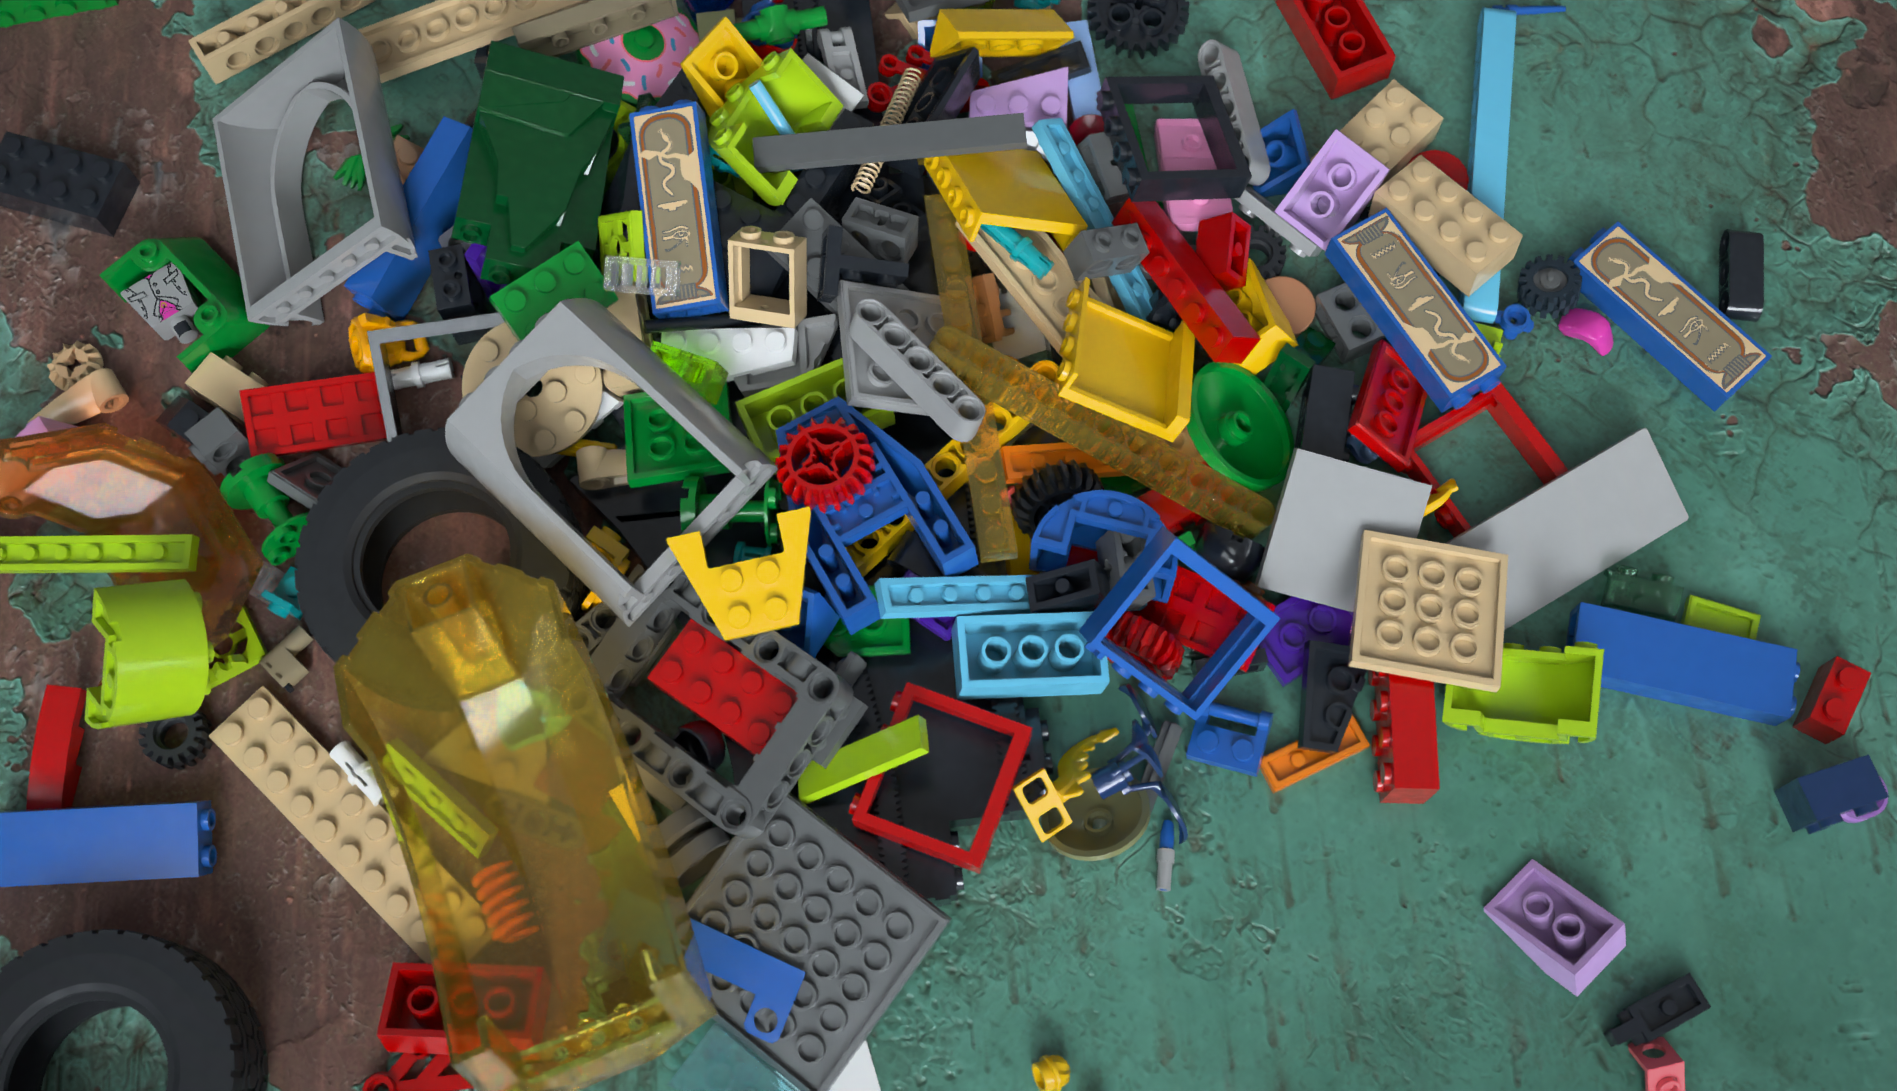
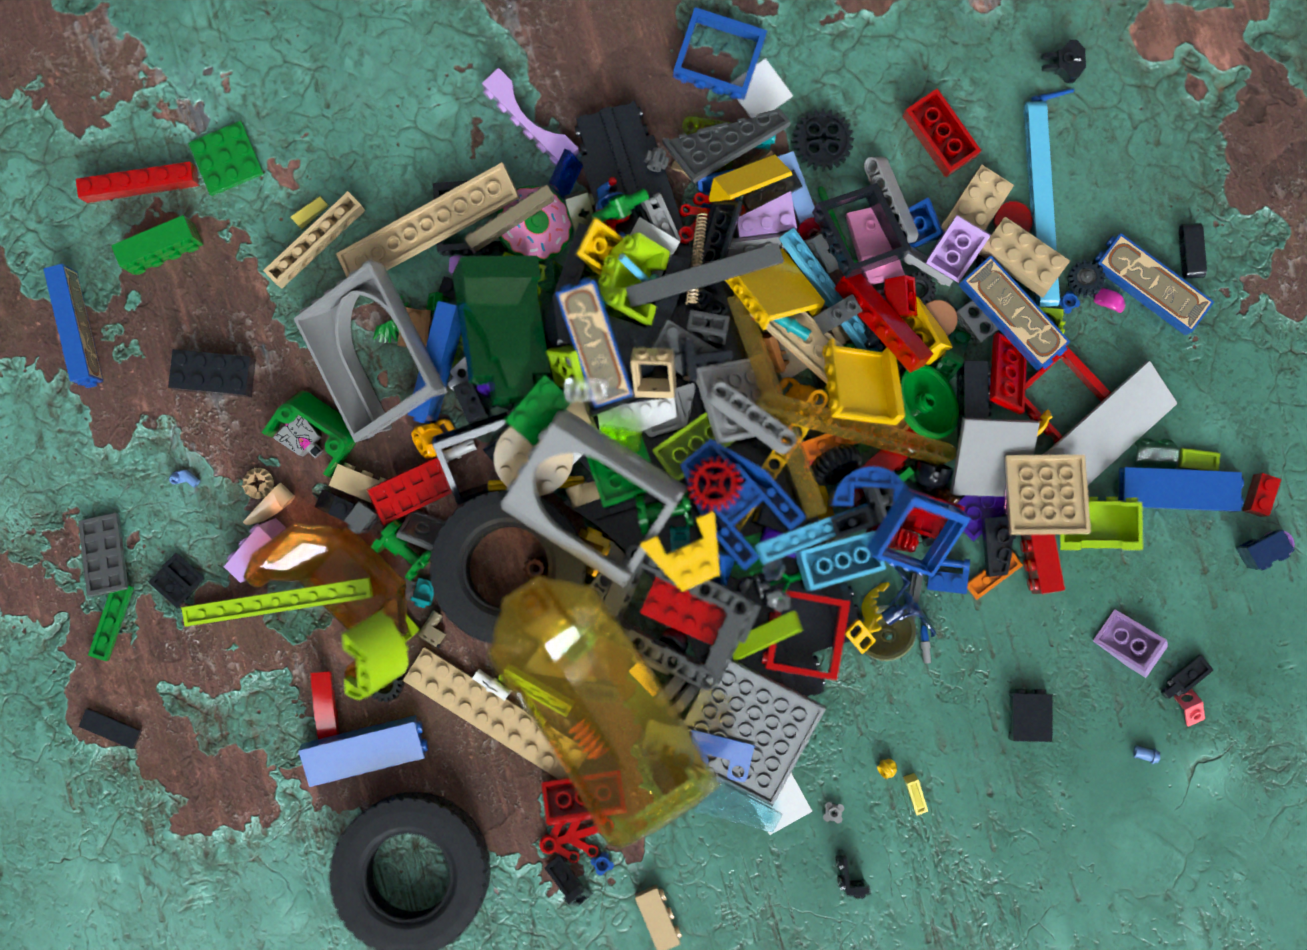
camera: 15 degrees left, 15 degrees up
(895, 689) = (774, 570): none -> dark grey plant
(1344, 1026) = (1031, 716): none -> black panel

